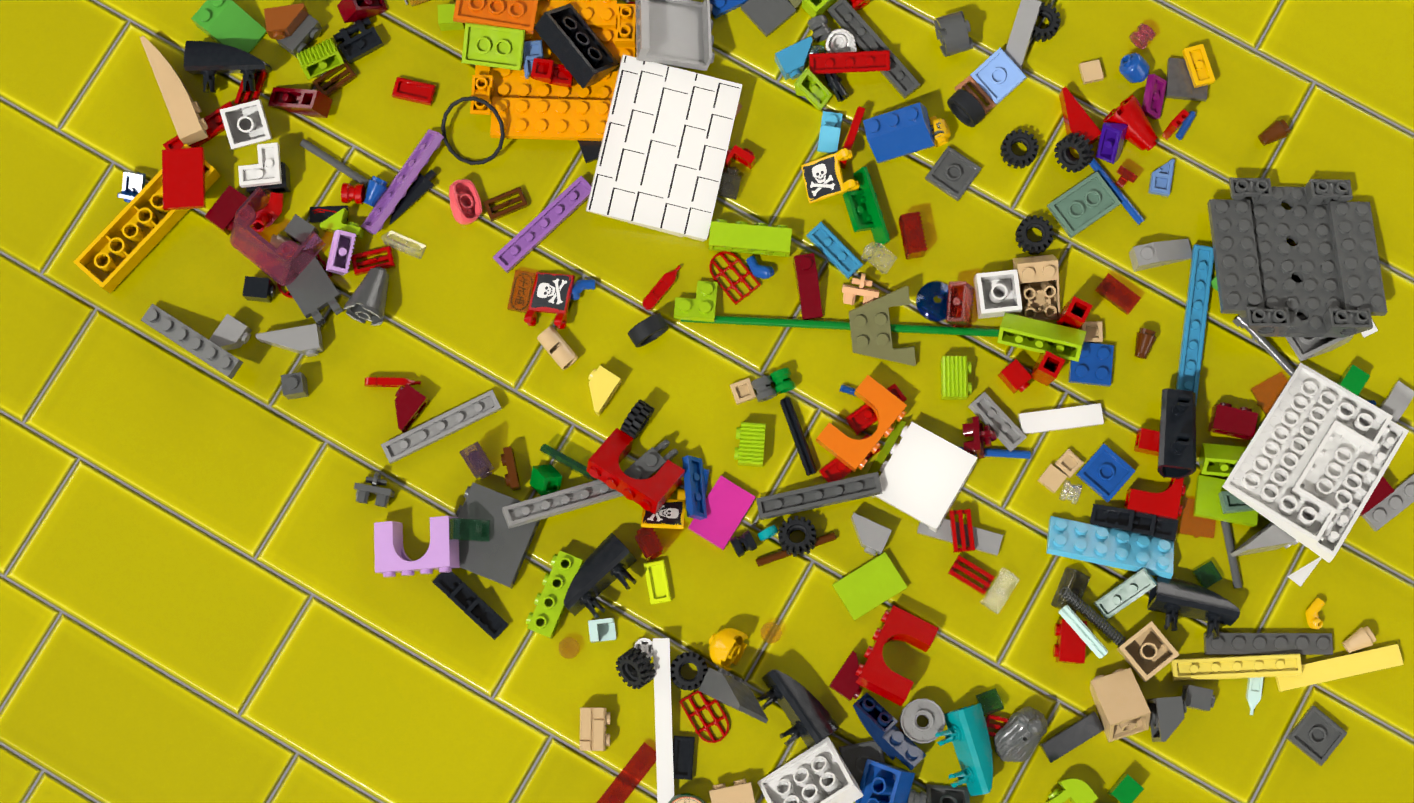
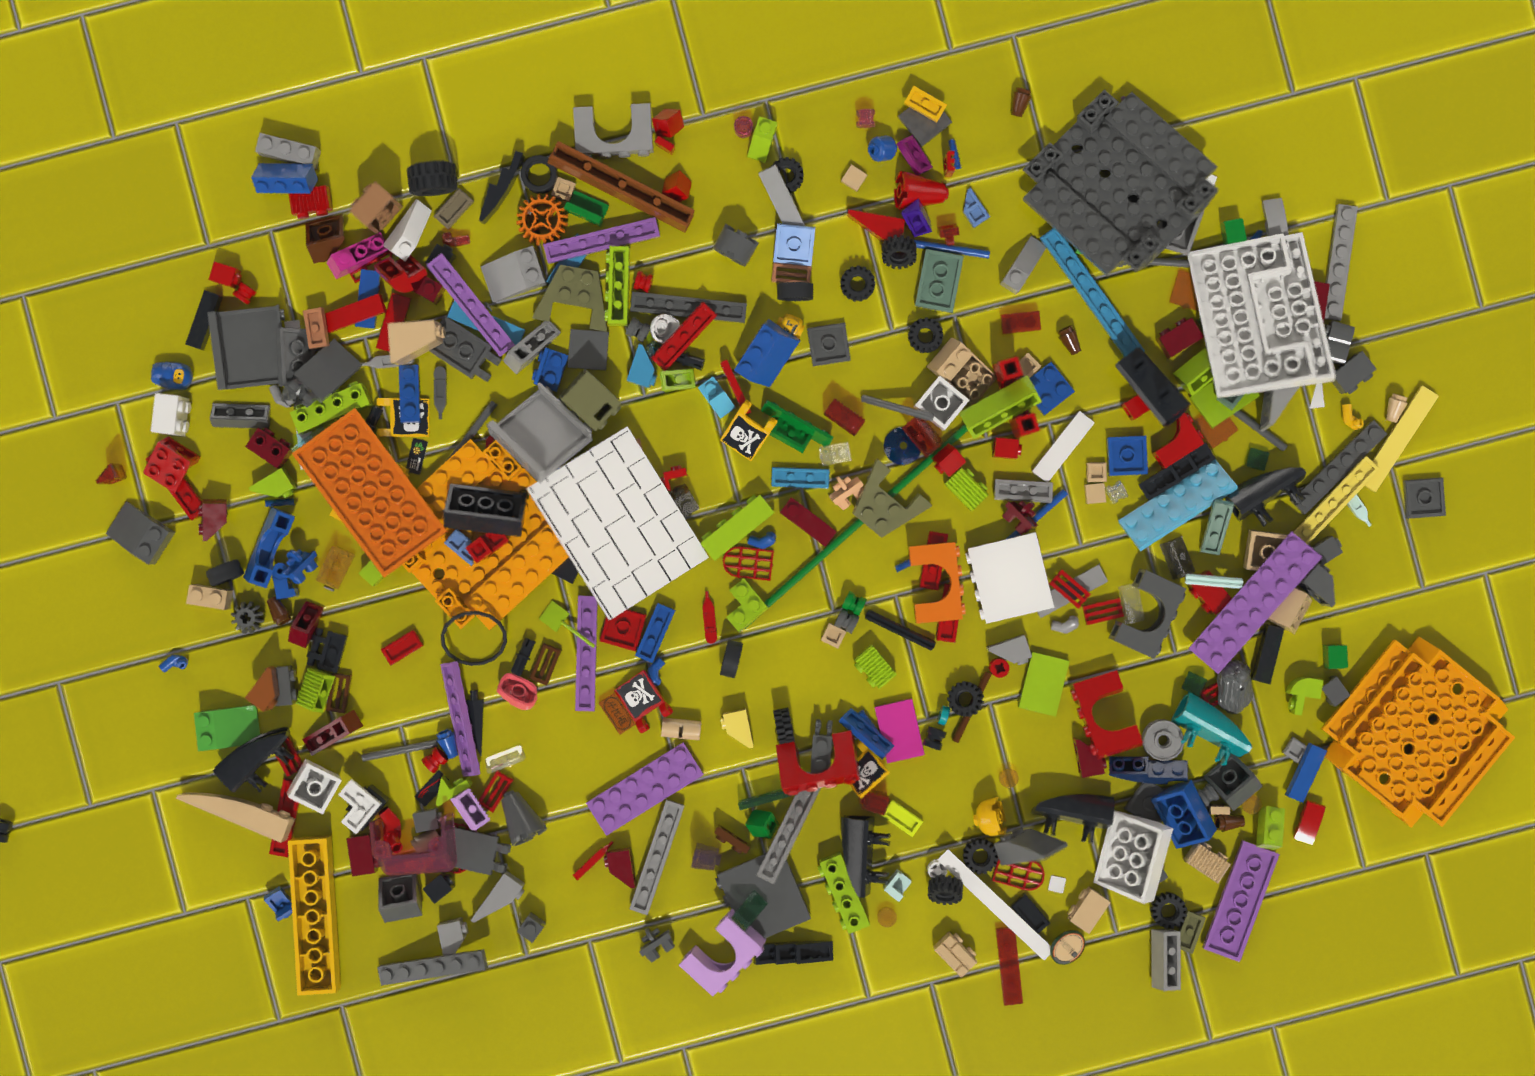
camera: 50 degrees left, 10 degrees up
(183, 178) = (312, 867): red tile -> none
(222, 268) = (399, 897): none -> dark grey slope
(485, 367) = (644, 788): none -> medium lavender plate
(493, 46) = (429, 567): lime tile -> none
(495, 181) = (523, 656): none -> black axle
(548, 176) = (554, 618): none -> lime piece
(589, 234) = (624, 630): none -> red tile
(610, 258) = (655, 633): none -> blue plate
(727, 755) = (1057, 884): none -> white sticker
(734, 33) = (587, 397): none -> olive container
(819, 496) = (954, 658): dark grey plate -> none
(847, 542) = (996, 665): none -> red wheel
(887, 447) = (969, 589): lime sticker -> none
(931, 559) = (1068, 626): none -> light grey arm
(960, 265) = (897, 407): none -> dark grey bar
(961, 342) = (948, 460): none -> red brick
(1034, 611) = (1168, 598): none -> dark grey arch
(1095, 620) = (1180, 565): dark grey piece -> none
(1101, 679) = (1255, 602): none -> medium lavender plate
(1348, 578) = (1353, 372): none -> dark grey brick
(1359, 543) = (1339, 340): none -> dark grey brick

